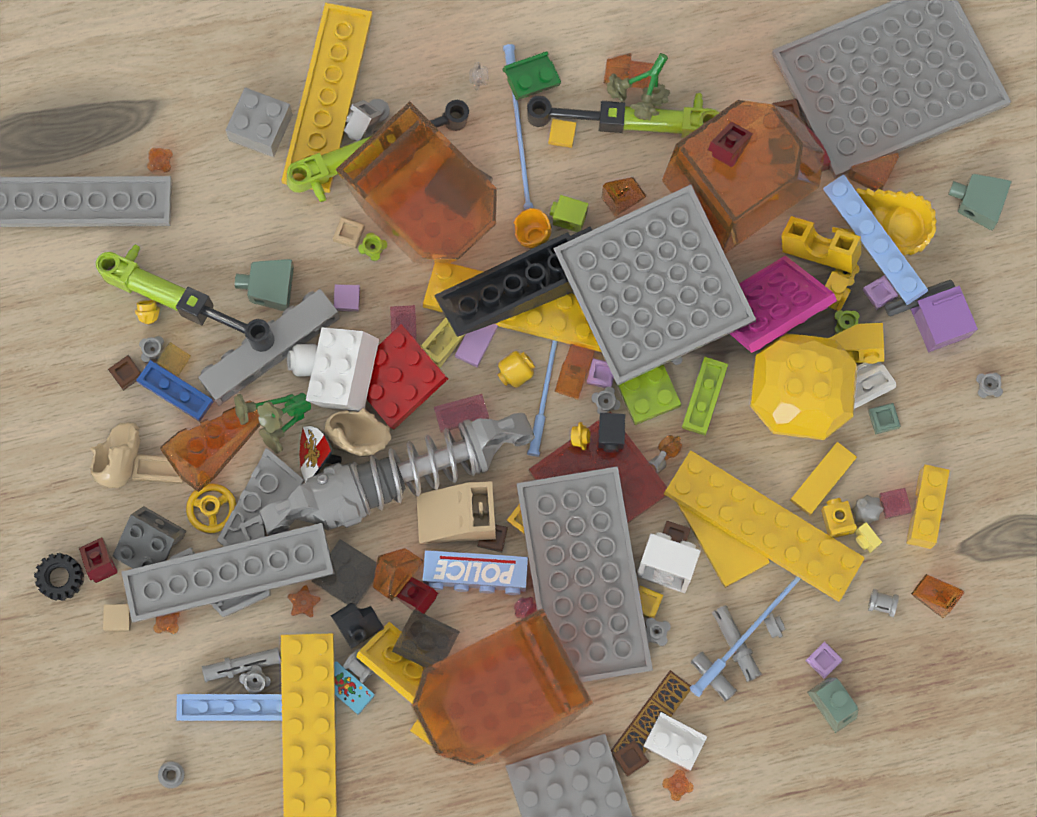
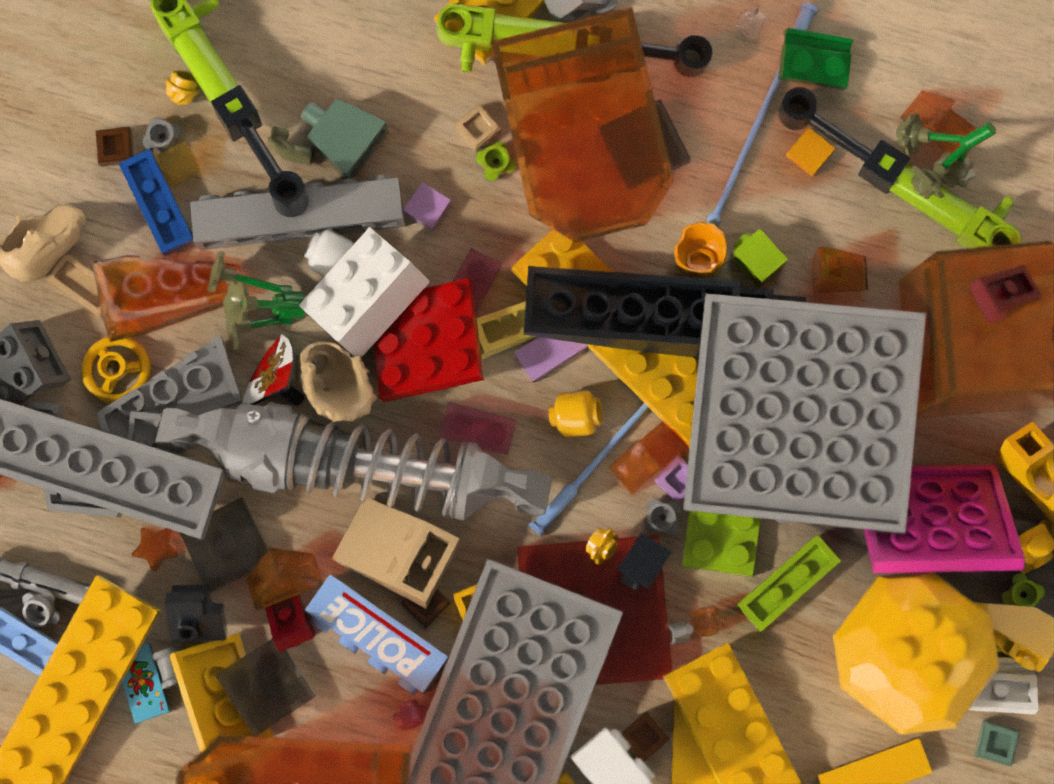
camera: 35 degrees right, 5 degrees up
(238, 312) = (287, 150): none -> olive arm

